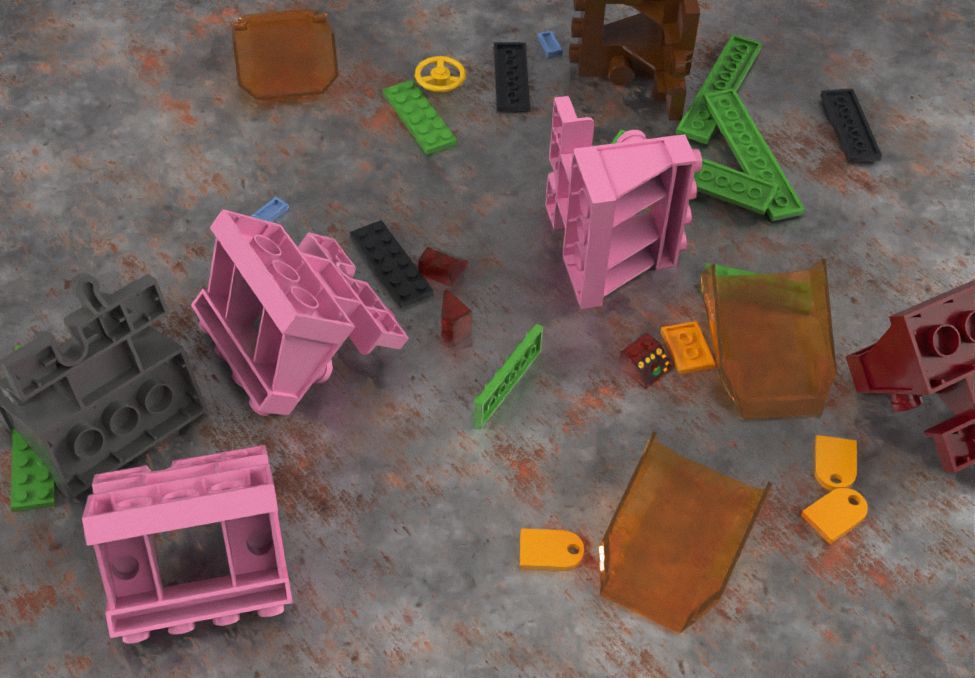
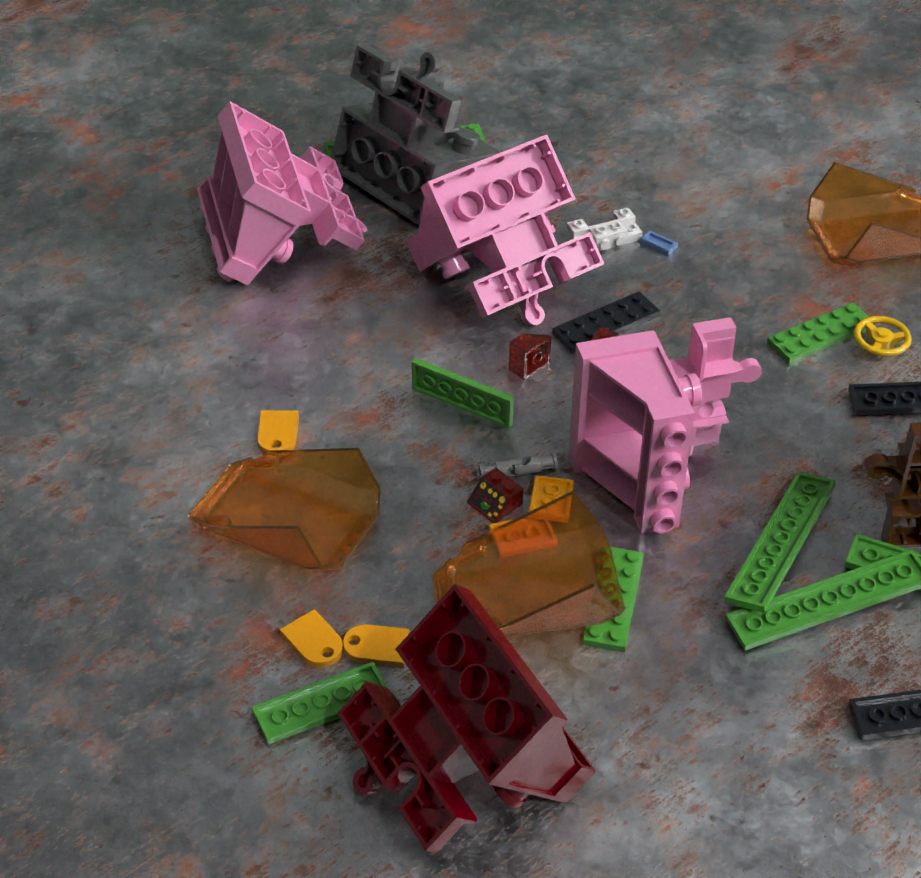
camera: 90 degrees right, 5 degrees down
(603, 339) = (521, 466): none -> light grey piece
(638, 320) = (548, 489): none -> light orange tile
(914, 505) = (312, 704): none -> bright green plate

